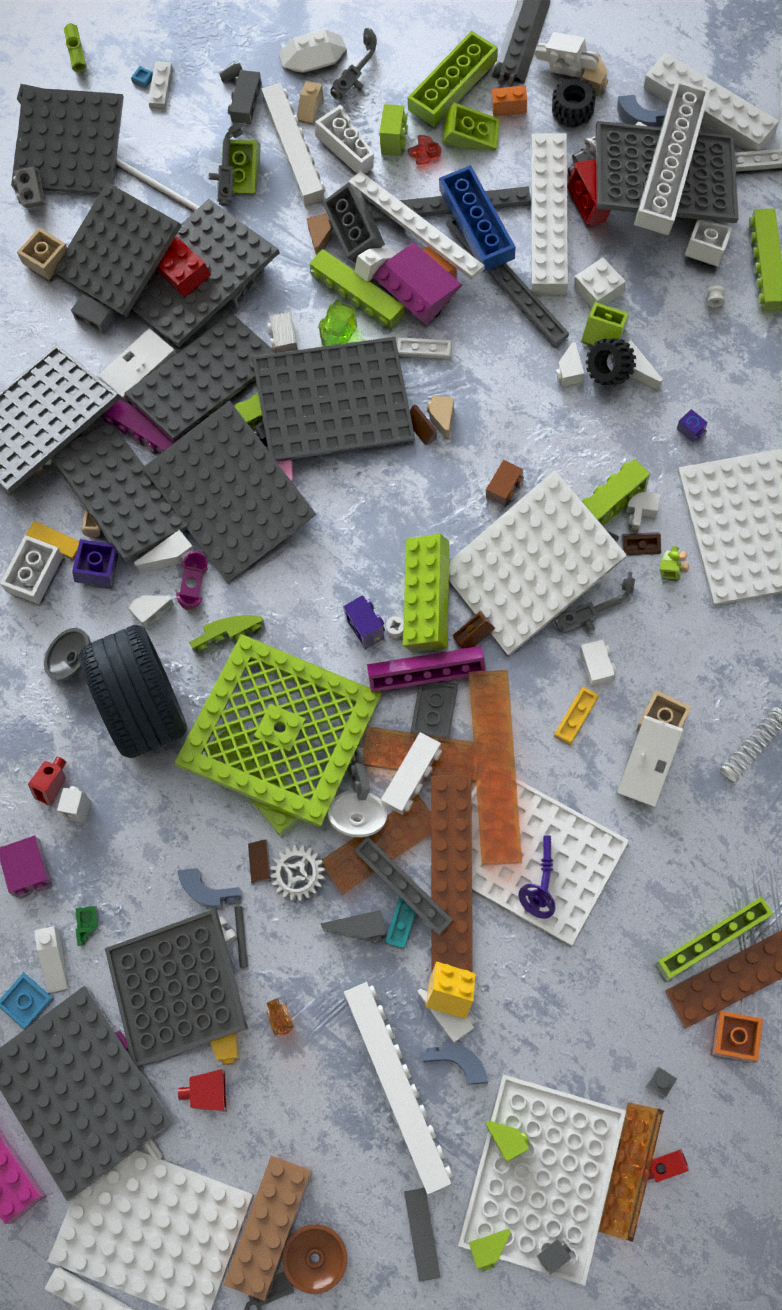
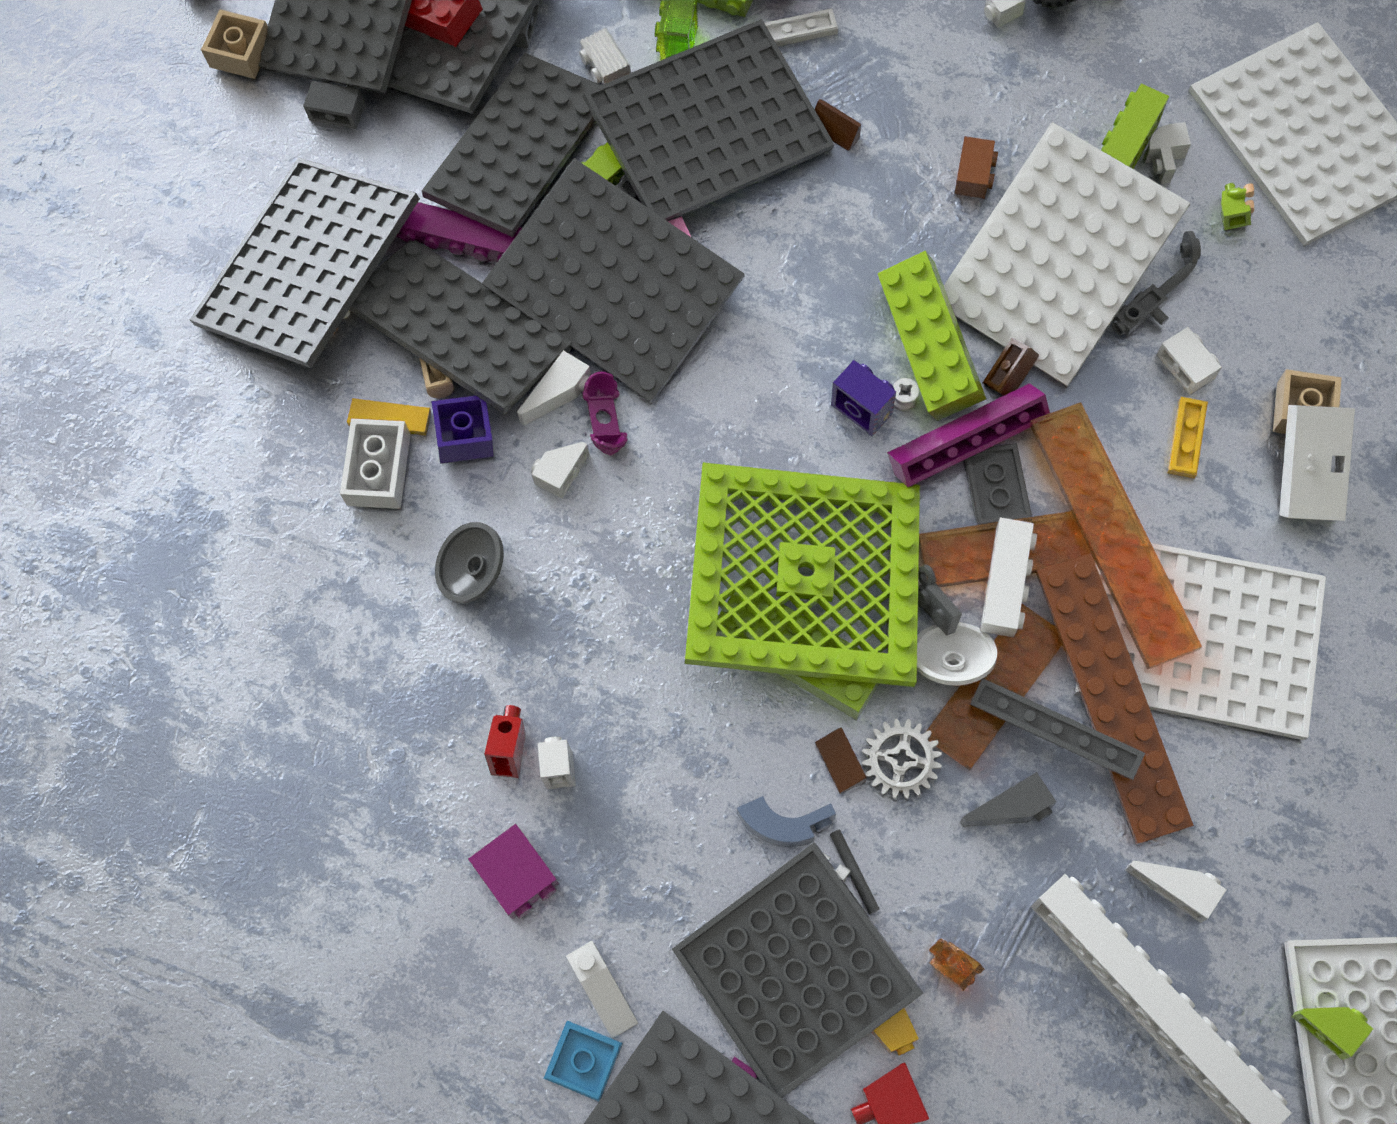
camera: 20 degrees left, 0 degrees up
(86, 923) = (630, 922): green slope -> none
(132, 691) = (594, 577): black wheel -> none
(136, 363) = (422, 148): white brick -> none
(233, 626) = (682, 458): lime slope -> none
(400, 925) = (1067, 782): teal plate -> none
(441, 413) = (857, 102): tan slope -> none
(450, 990) = (1177, 849): yellow brick -> none
(462, 1057) = (1227, 936): sand blue arch -> none
(541, 896) = (1247, 678): dark purple dish -> none
(641, 543) = (1192, 188): reddish brown slope -> none
(692, 426) = (1188, 28): dark purple brick -> none

